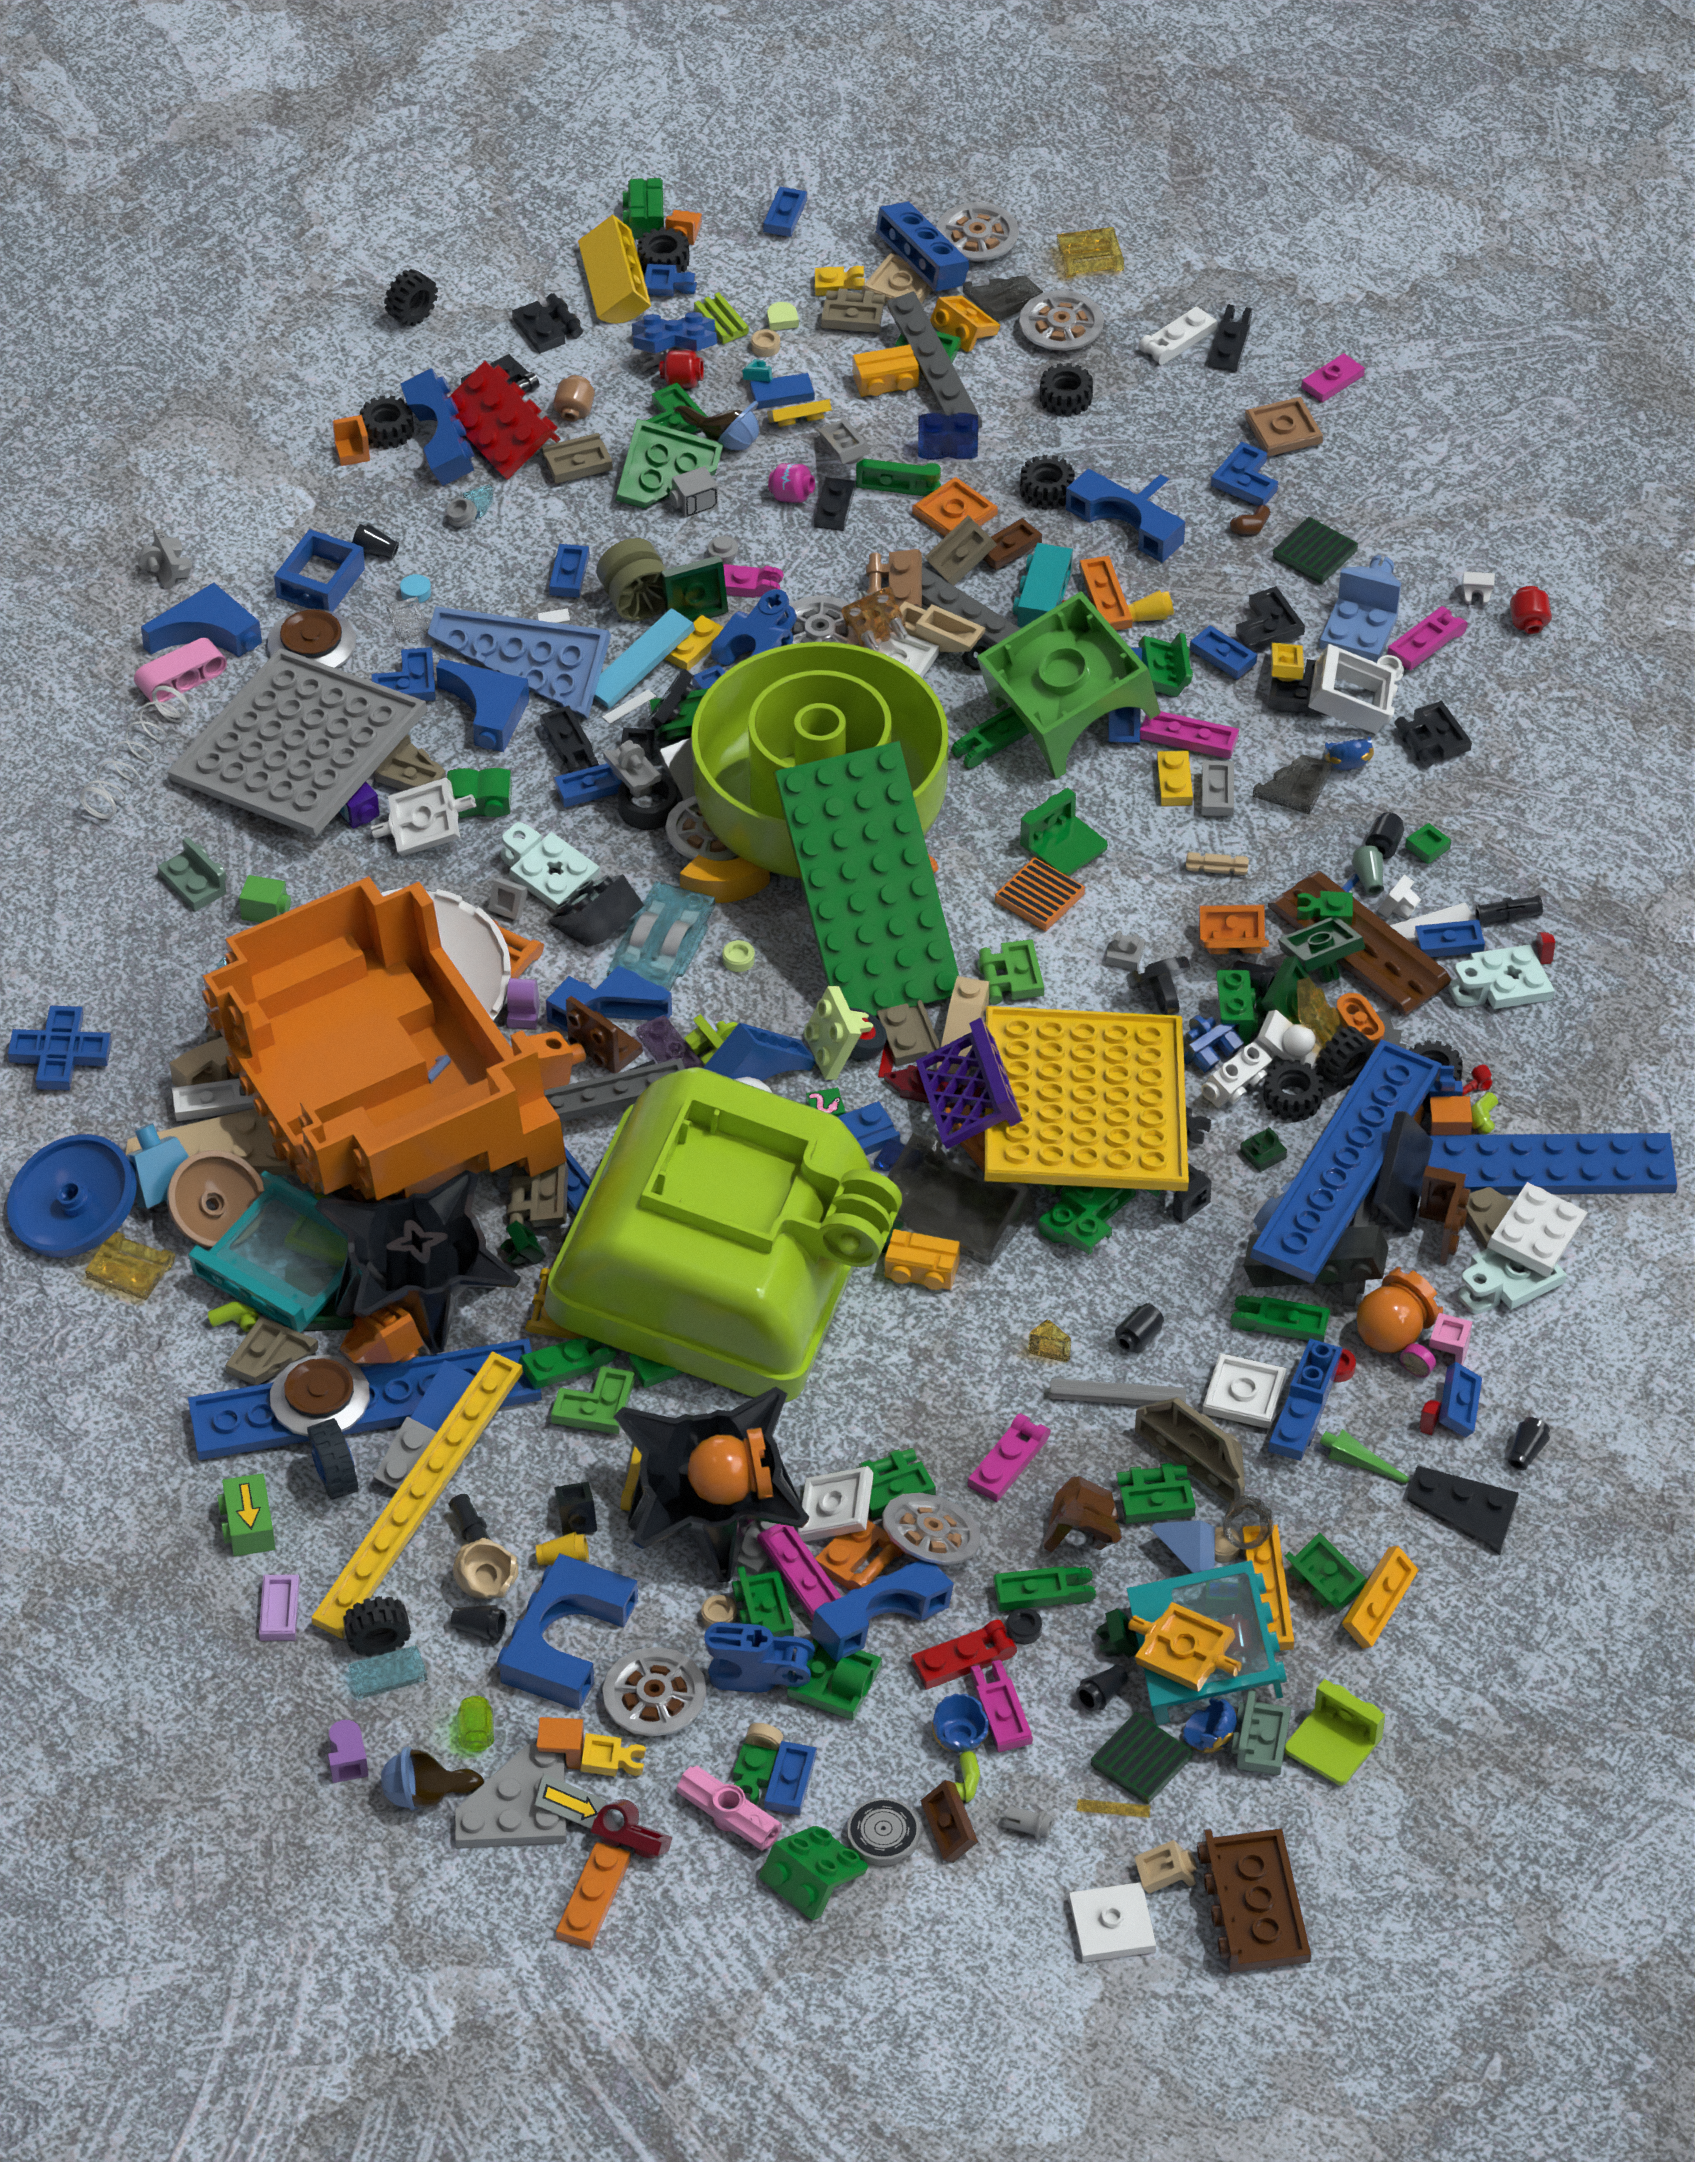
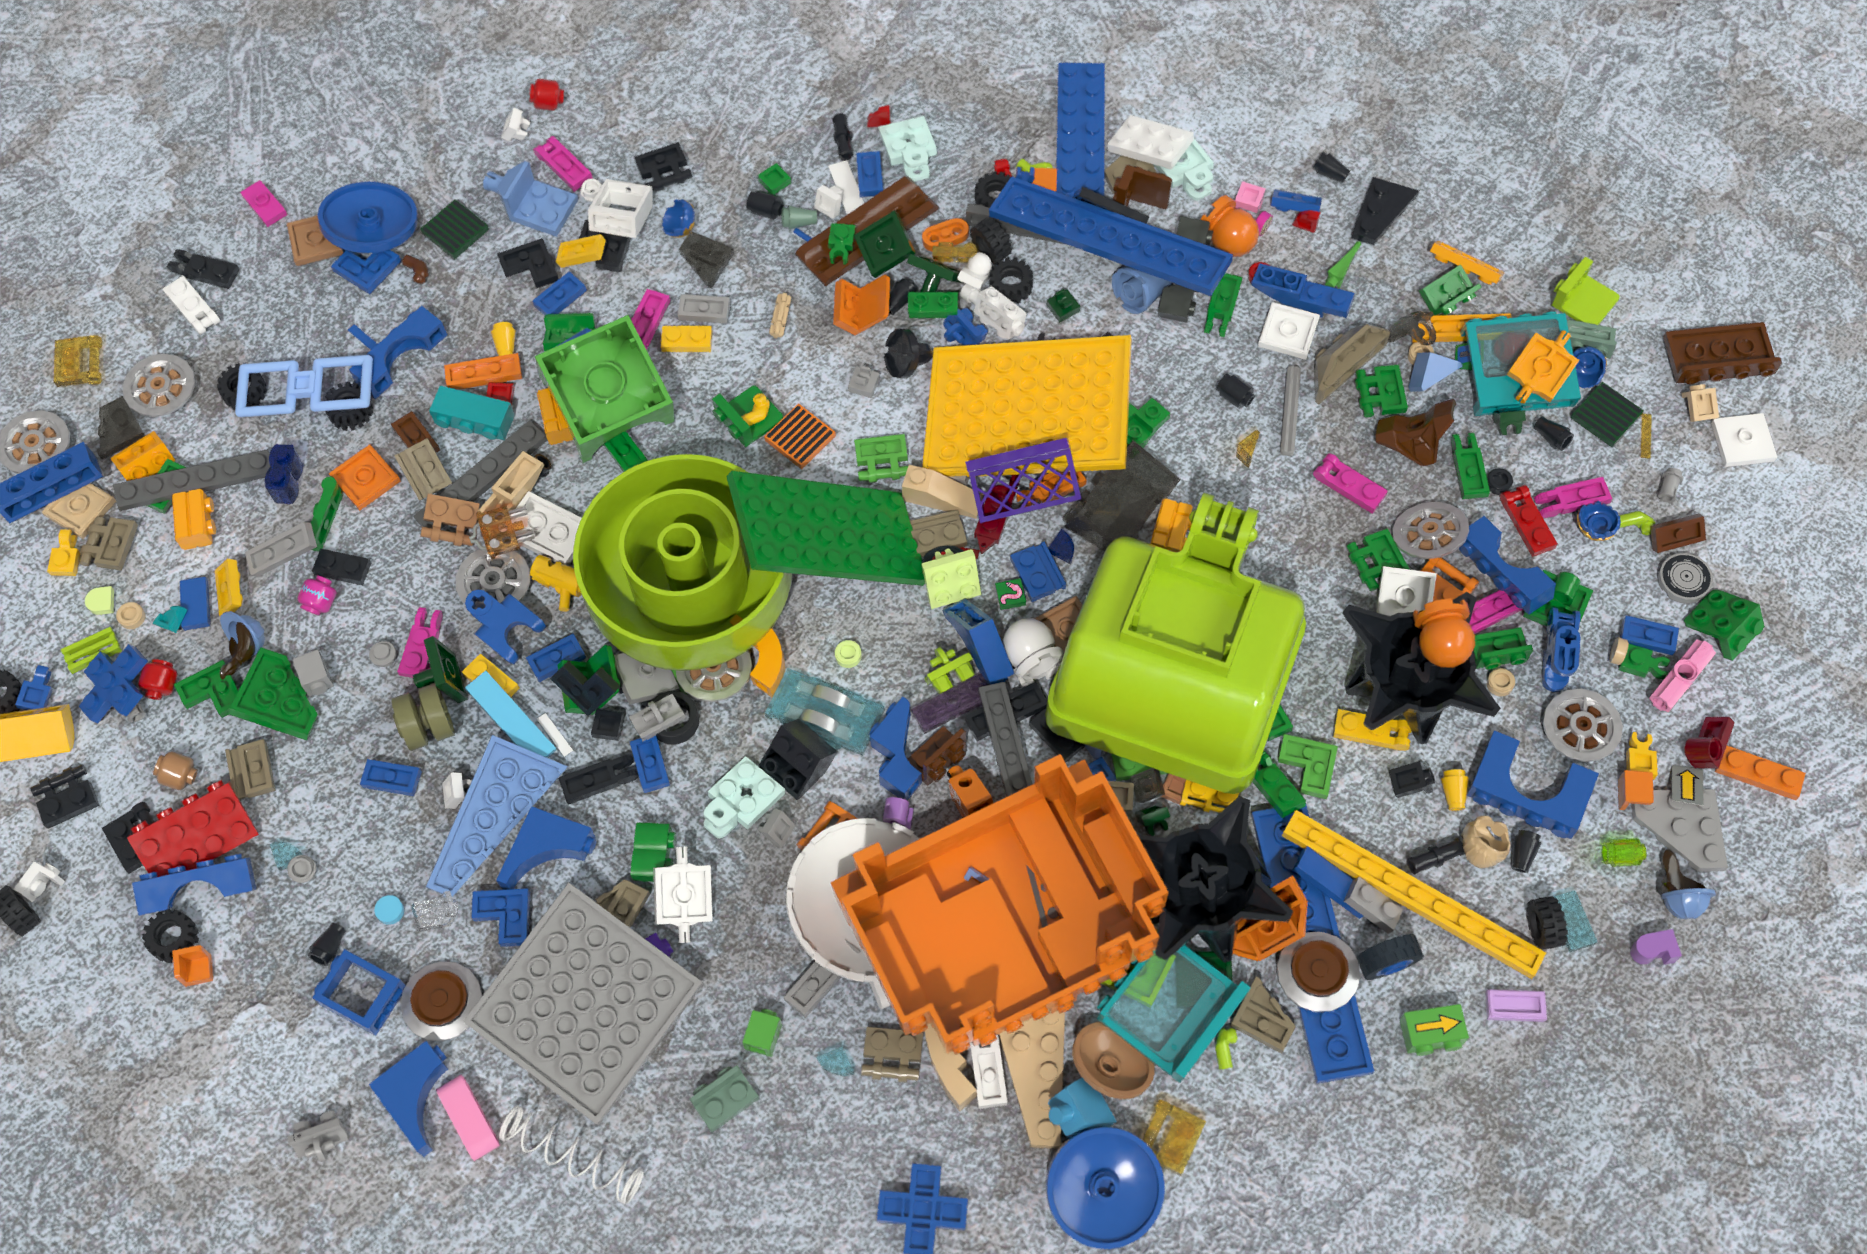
camera: 85 degrees left, 15 degrees up
(448, 312) = (35, 879): none -> white bracket
(1060, 432) = (304, 385): none -> light blue bar
(1061, 845) = (759, 410): none -> yellow arm
(1312, 462) = (367, 217): none -> blue dish

